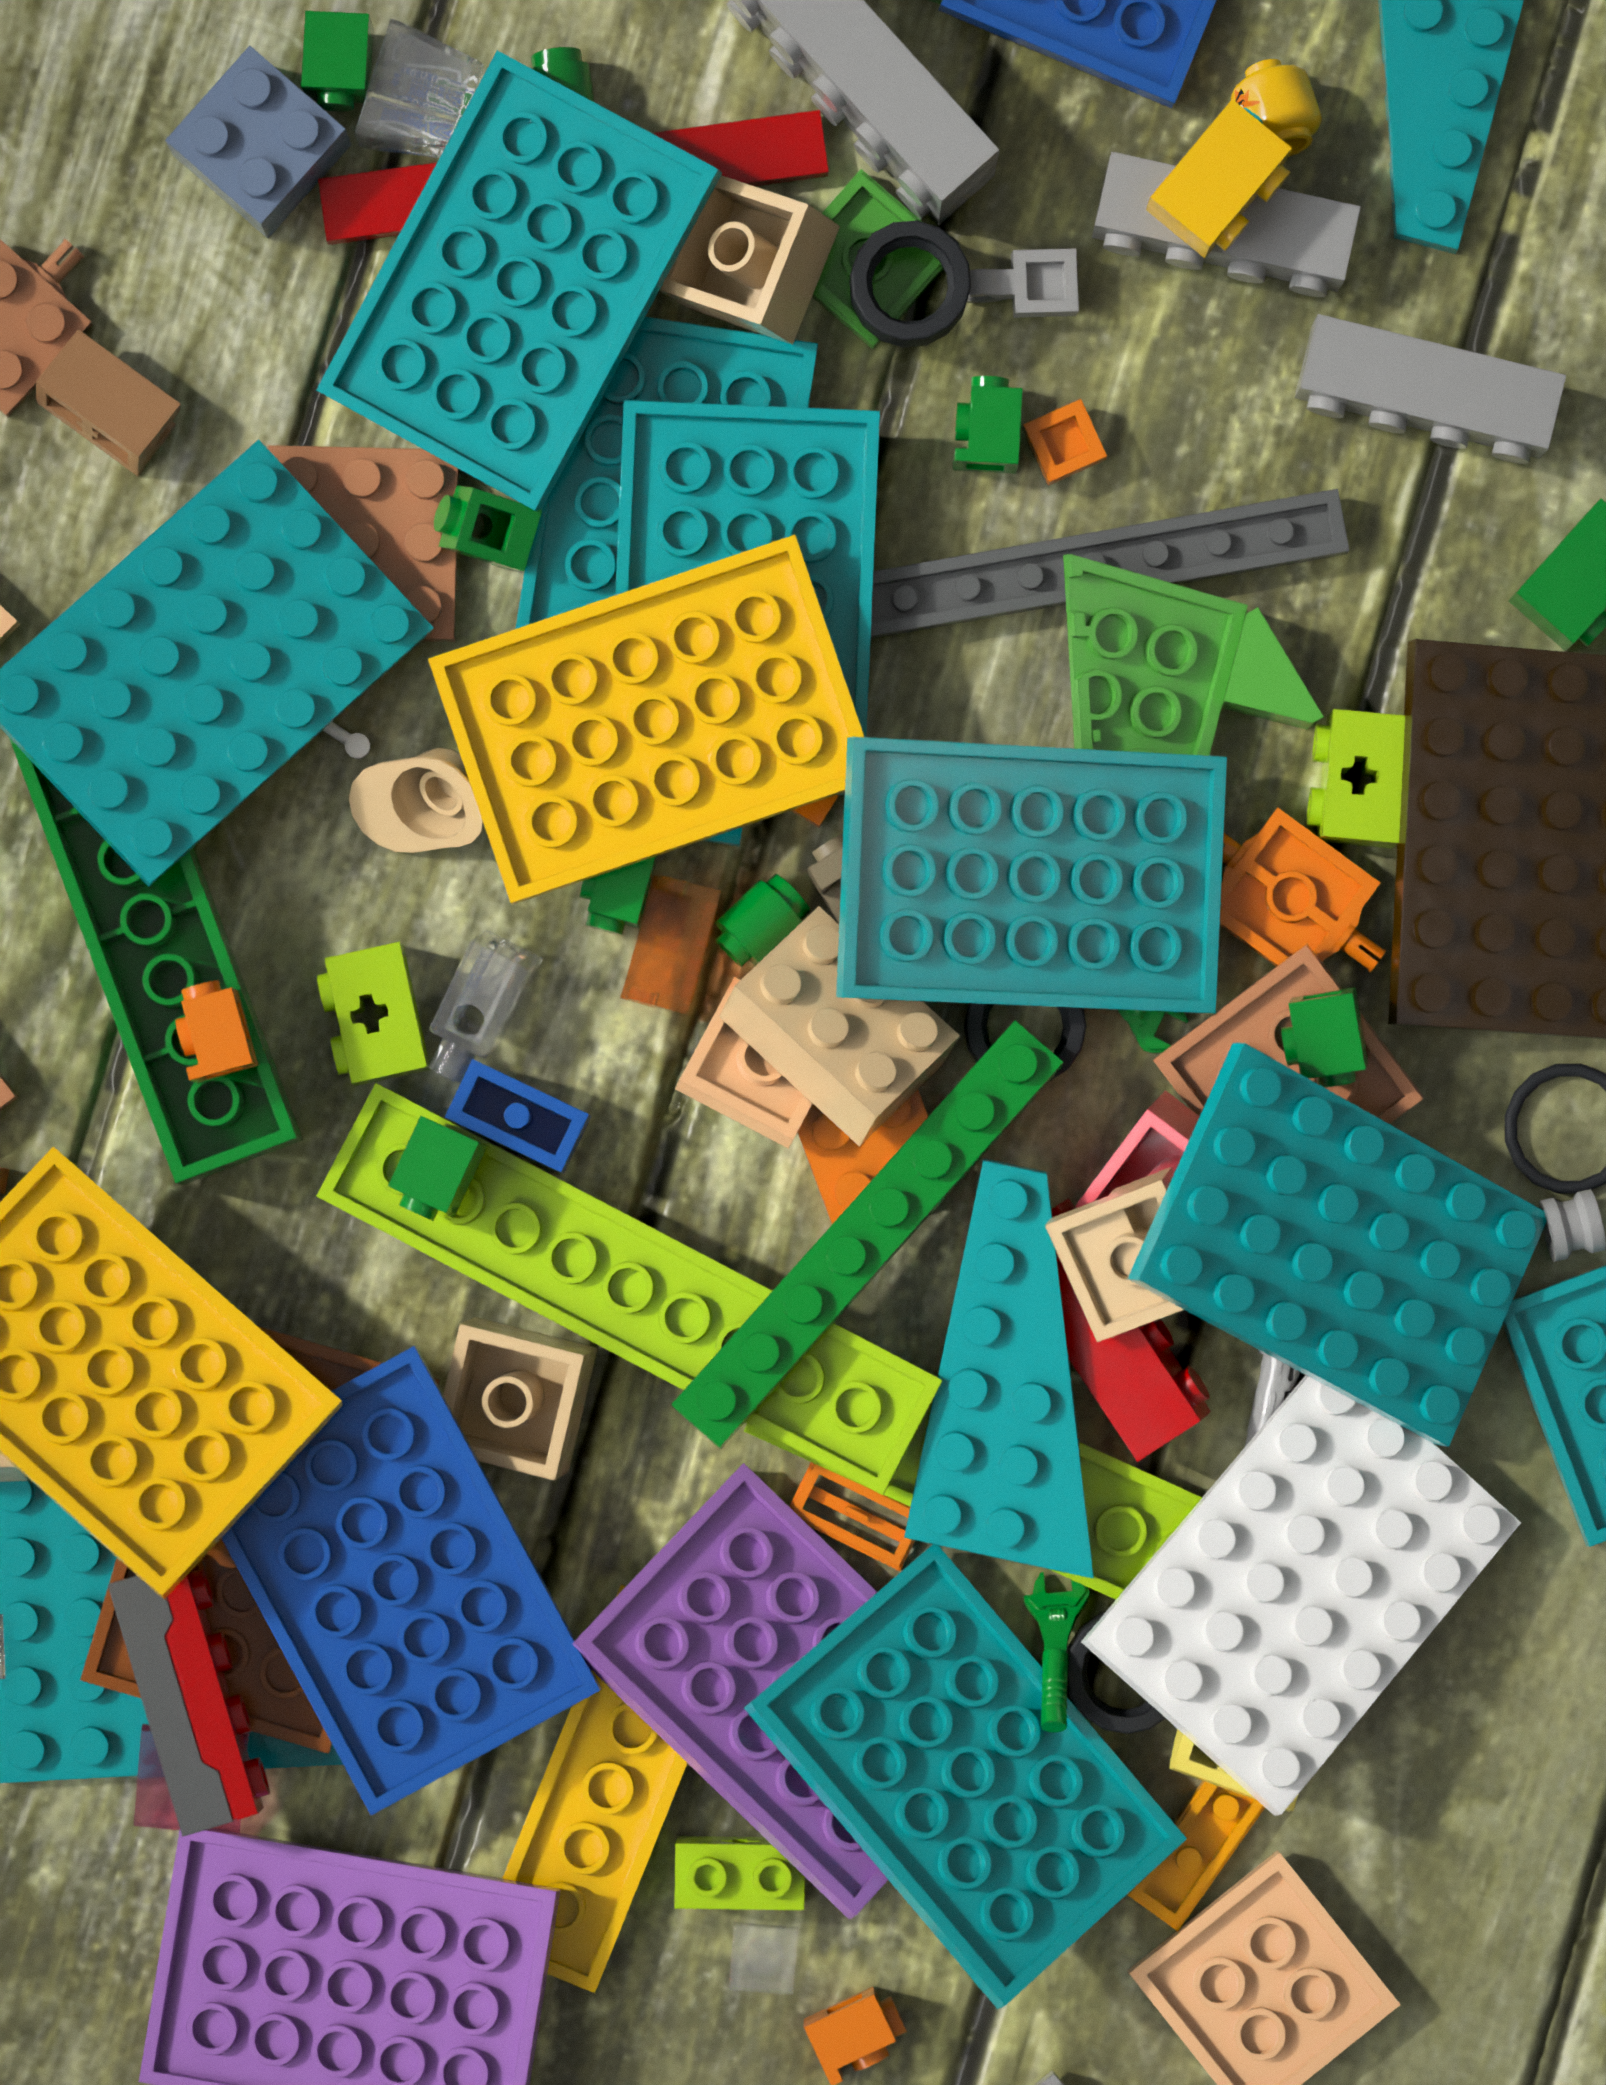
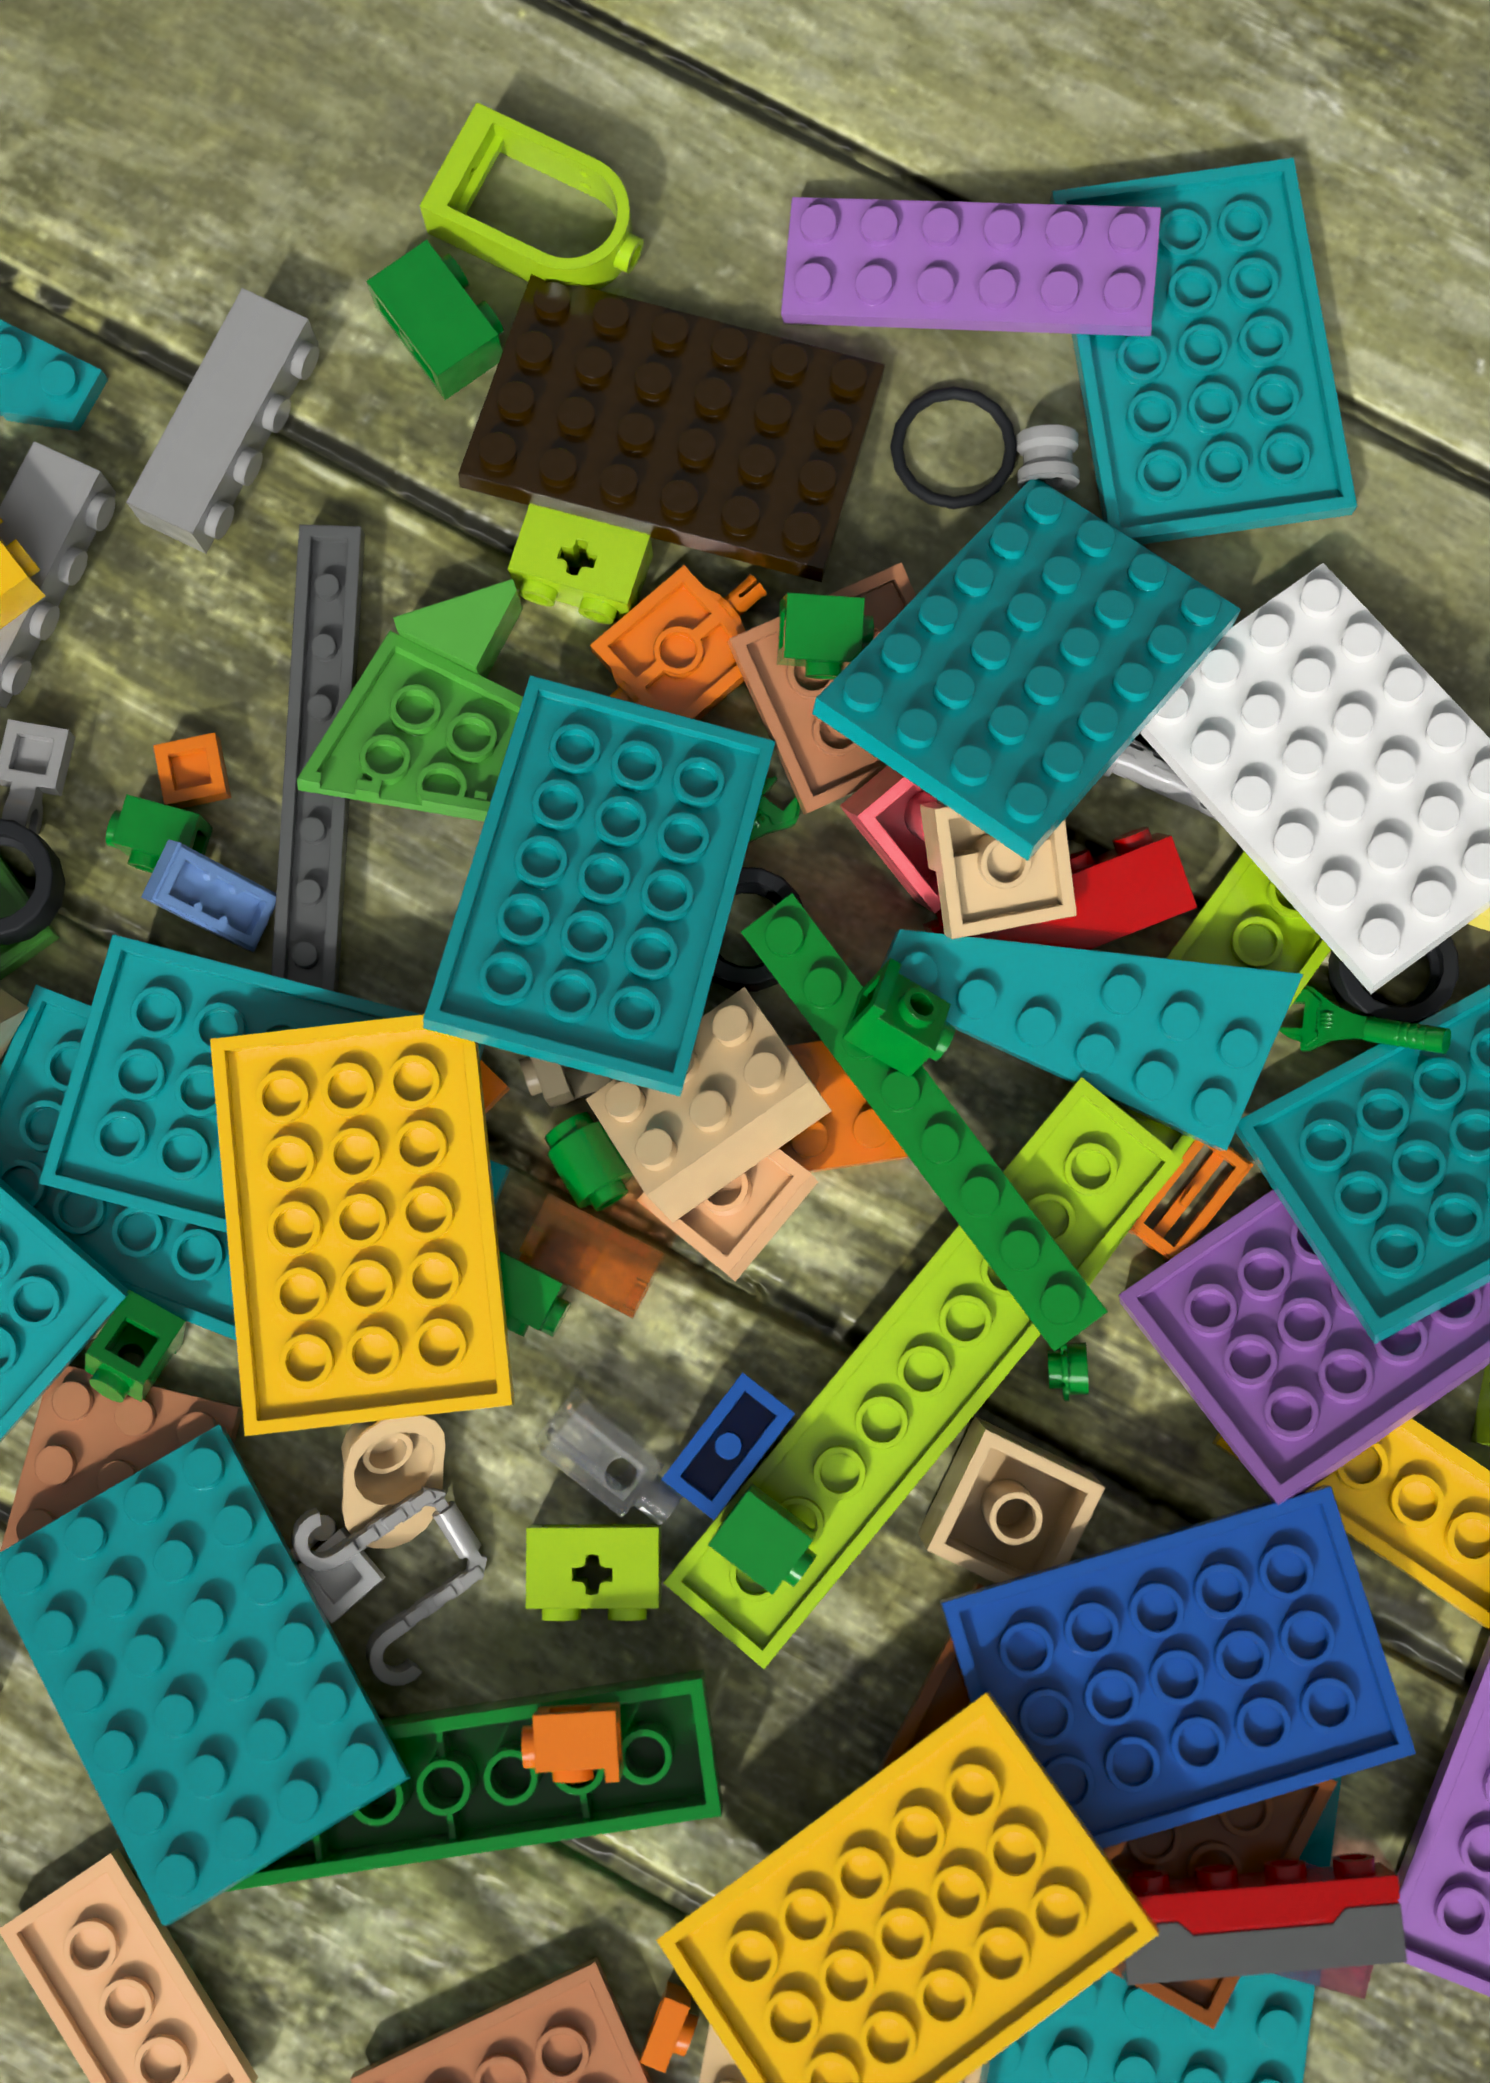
camera: 70 degrees left, 5 degrees down
(318, 774) = (344, 1585): none -> white plate
(381, 875) = (456, 1532): none -> light grey piece
(661, 1430) = (1069, 1369): none -> green plate
(940, 494) = (210, 895): none -> medium blue plate
(954, 1191) = (899, 1021): none -> green brick

